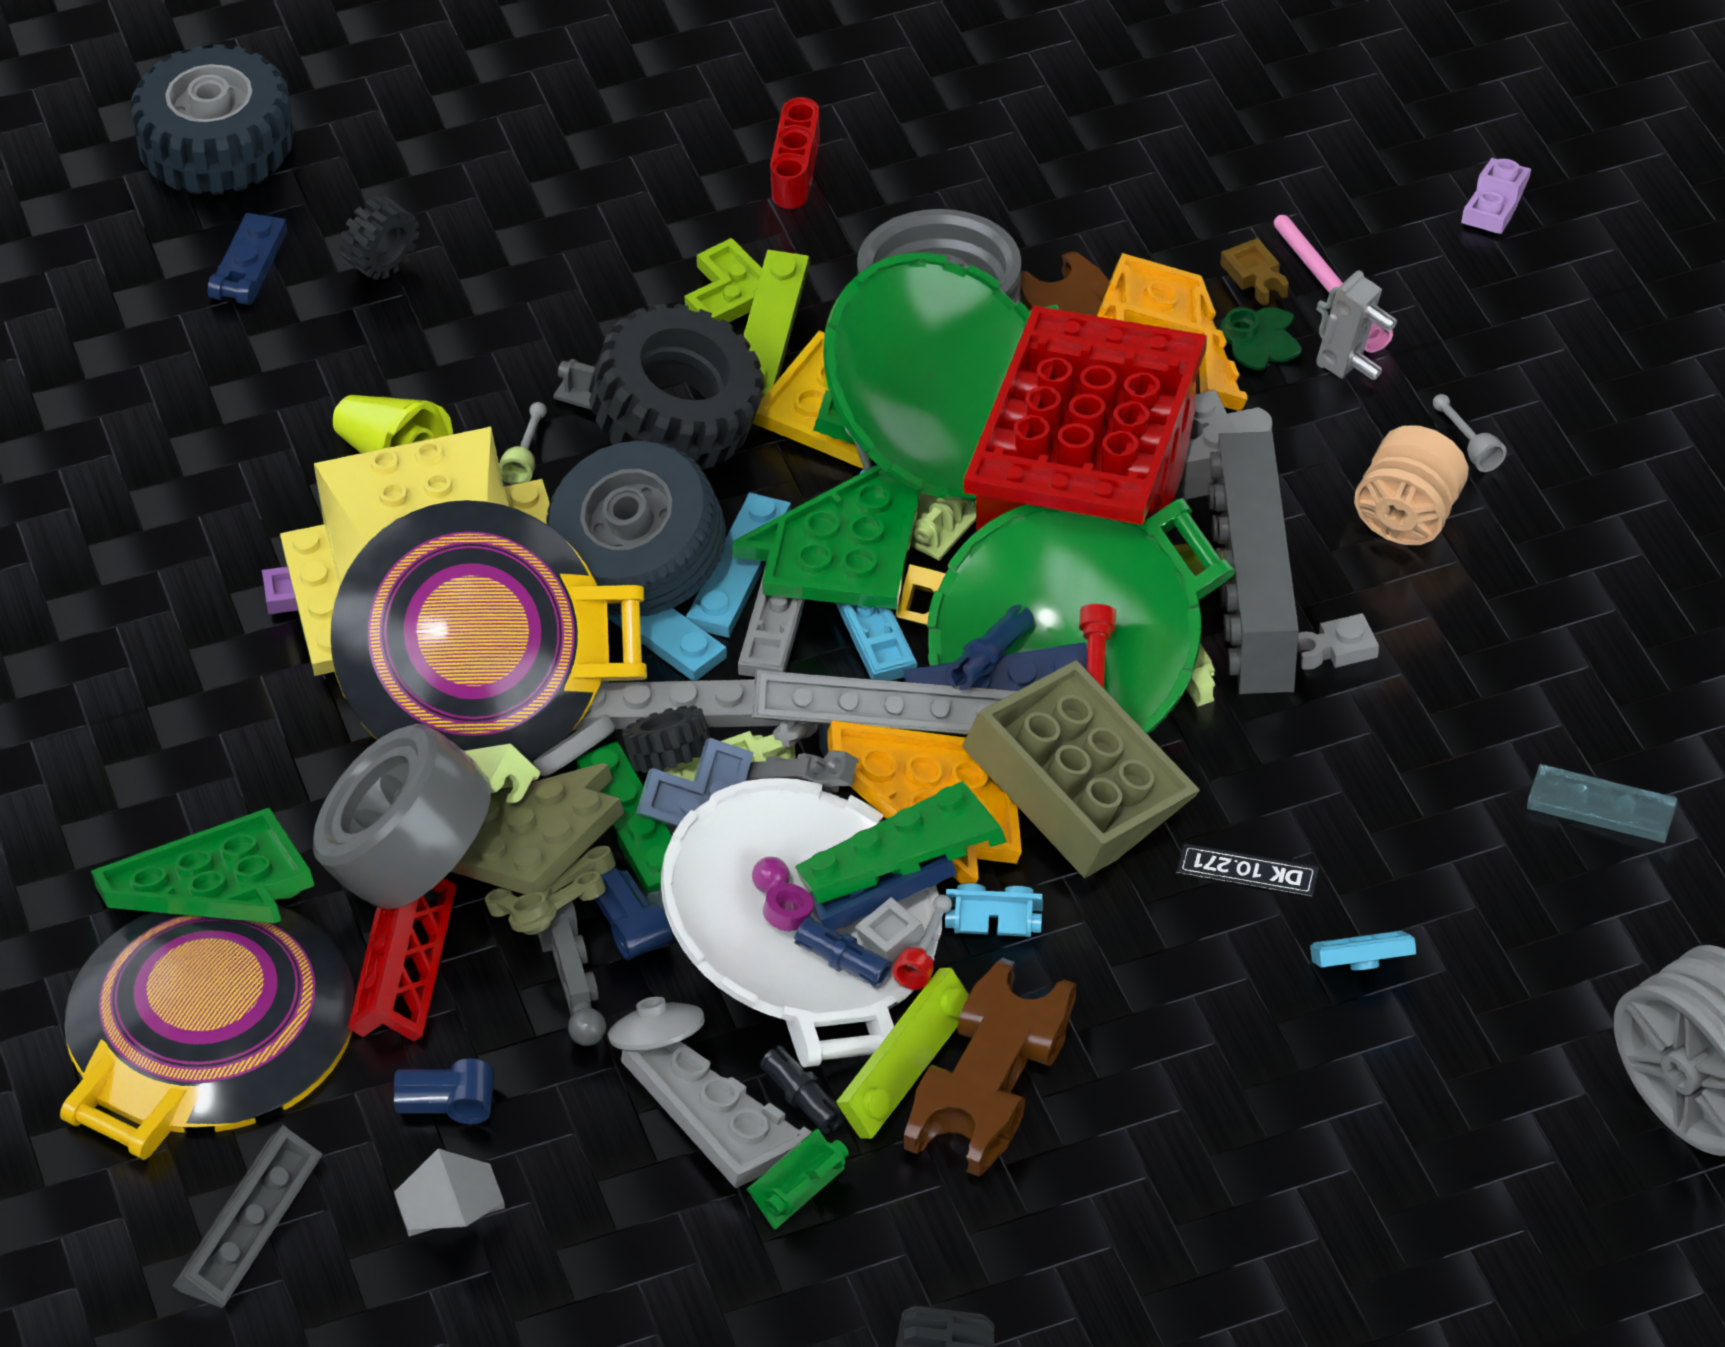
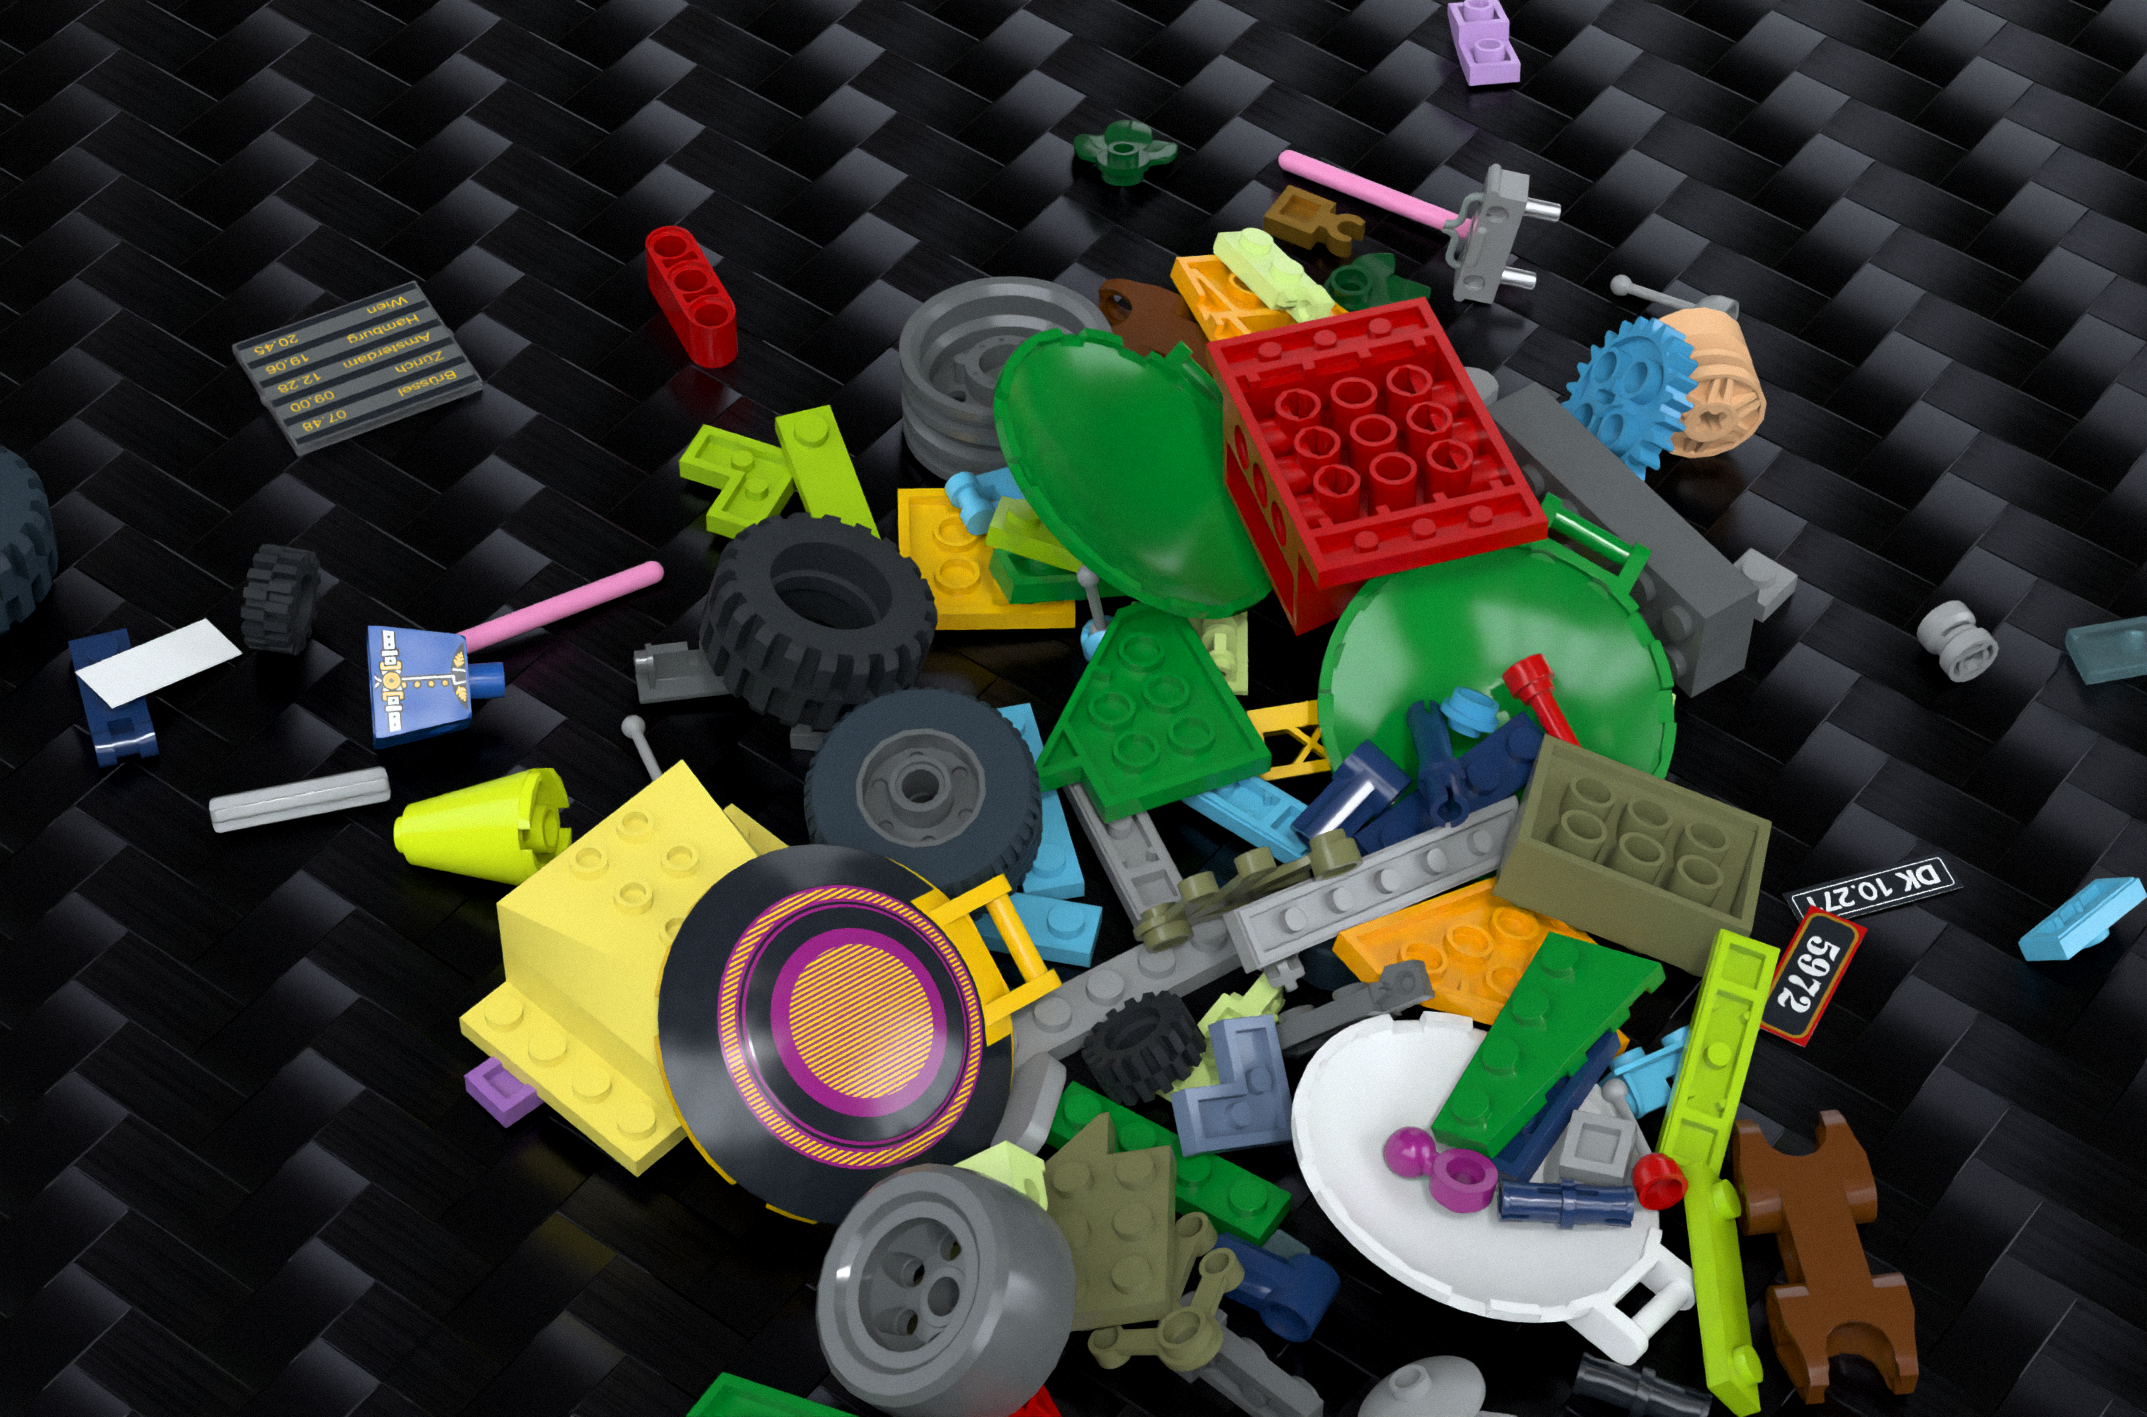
camera: 35 degrees left, 0 degrees up
(285, 248) = (158, 663): none -> white sticker
(305, 367) = (299, 799): none -> light grey axle
(420, 326) = (424, 684): none -> torso
(450, 313) = (562, 606): none -> bright pink piece
(557, 115) = (357, 367): none -> piece
(739, 667) = (1257, 877): none -> olive plant
(928, 643) = (1360, 790): none -> dark blue piece
(1021, 909) = (1717, 1050): none -> lime plate
(1047, 627) = (1470, 712): none -> dark azure plate
(1151, 900) = (1809, 974): none -> sticker
(1167, 172) = (1124, 151): none -> dark green plate
(1182, 289) = (1272, 274): none -> yellowish green hinge
(1335, 476) = (1635, 391): none -> dark azure gear
(1448, 736) = (1957, 641): none -> light grey wheel

